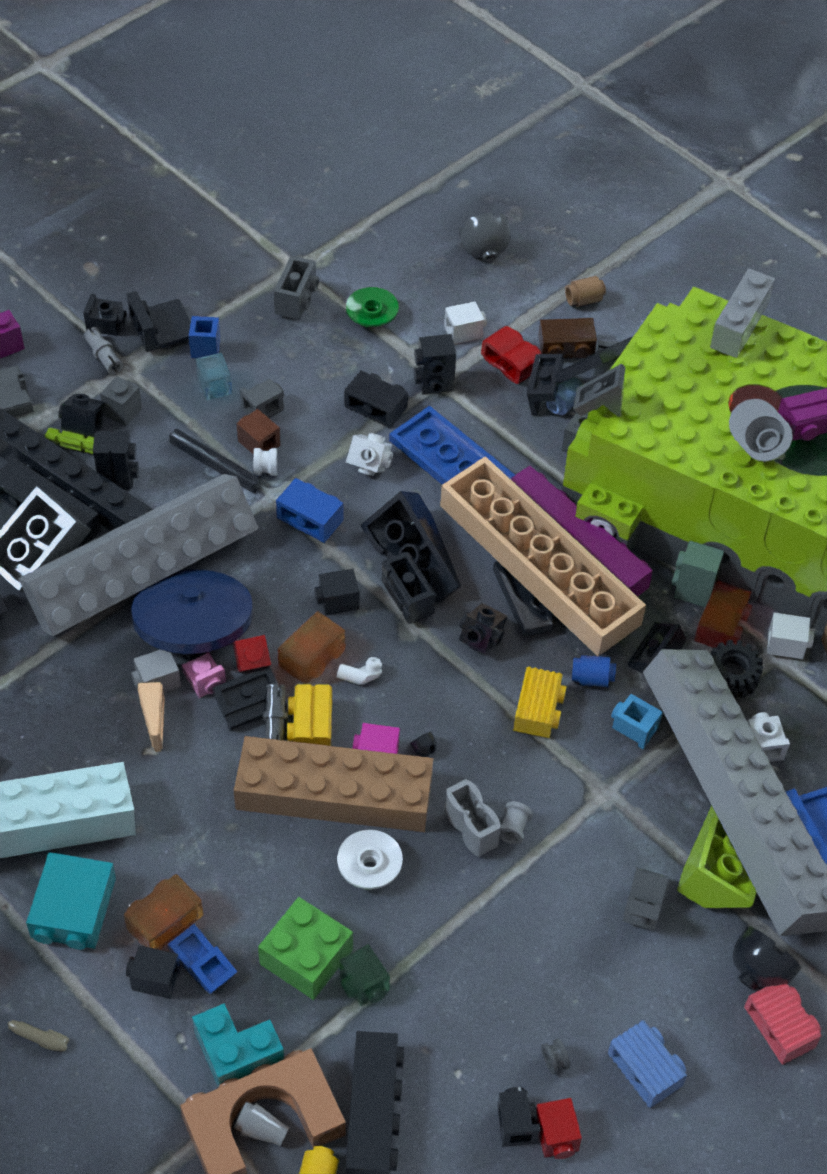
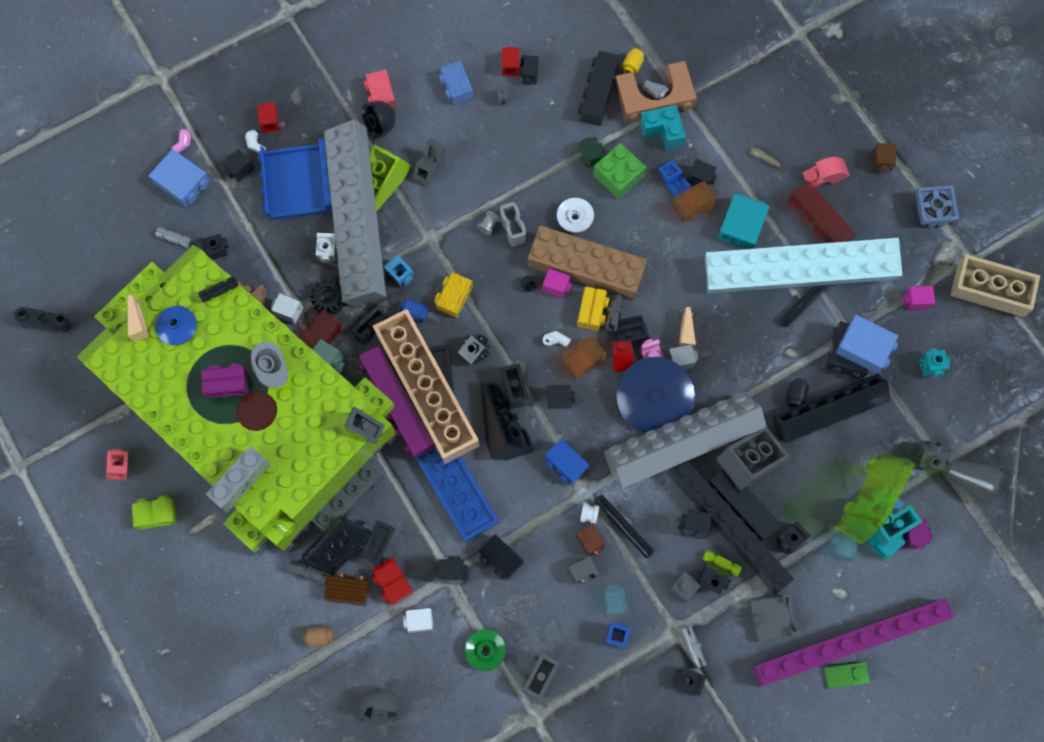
camera: 165 degrees left, 20 degrees up
(158, 324) = (647, 666): black bracket -> none
(370, 453) = (516, 503): white brick -> none

